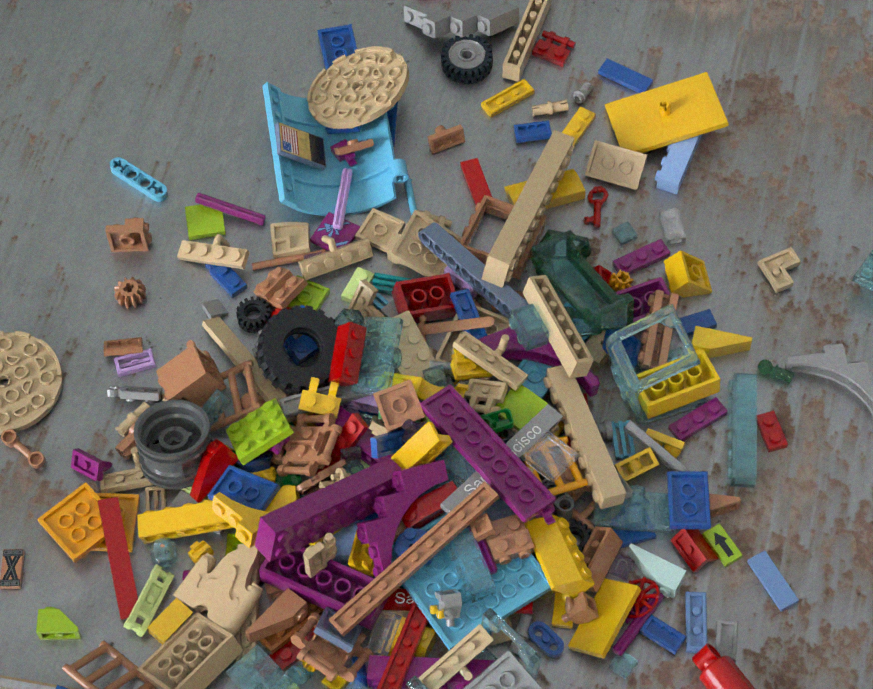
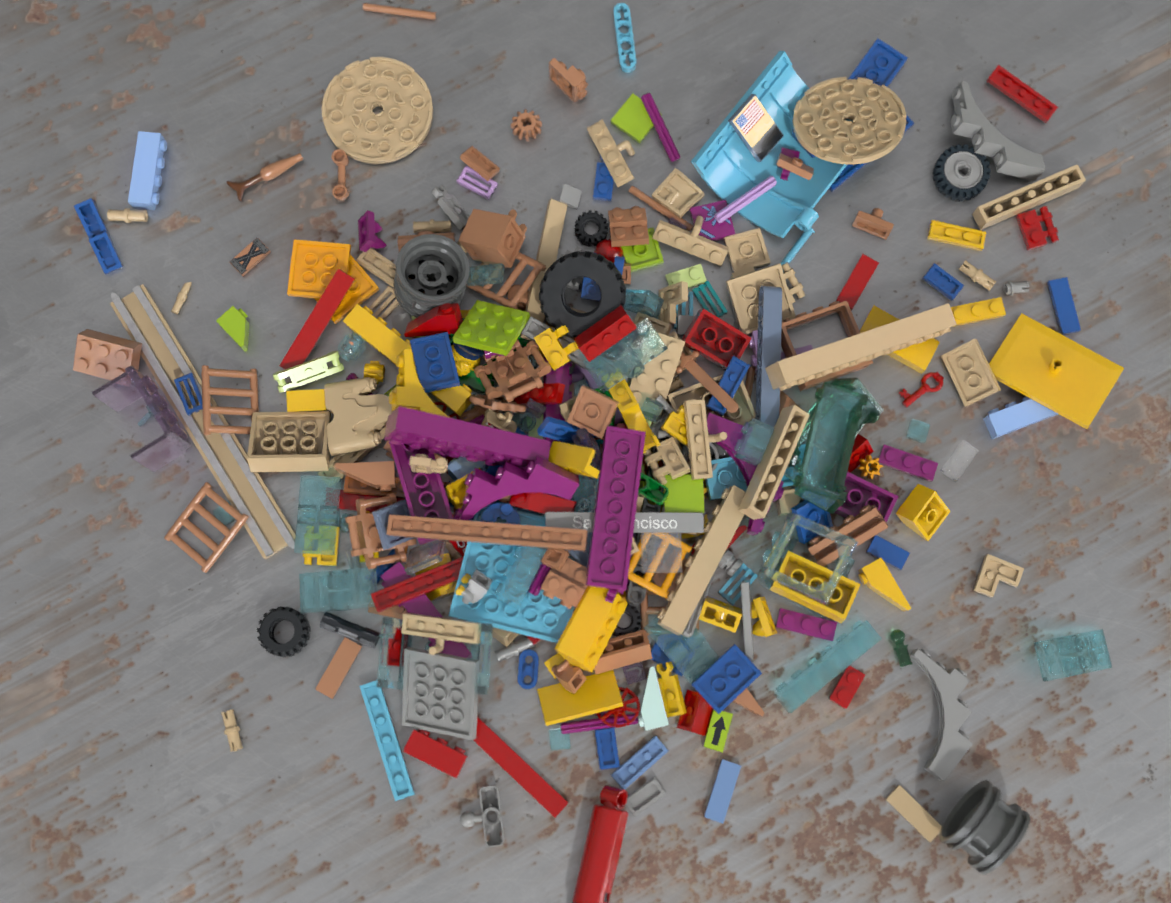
camera: 40 degrees right, 20 degrees up
(662, 549) = (670, 691): none -> yellow plate

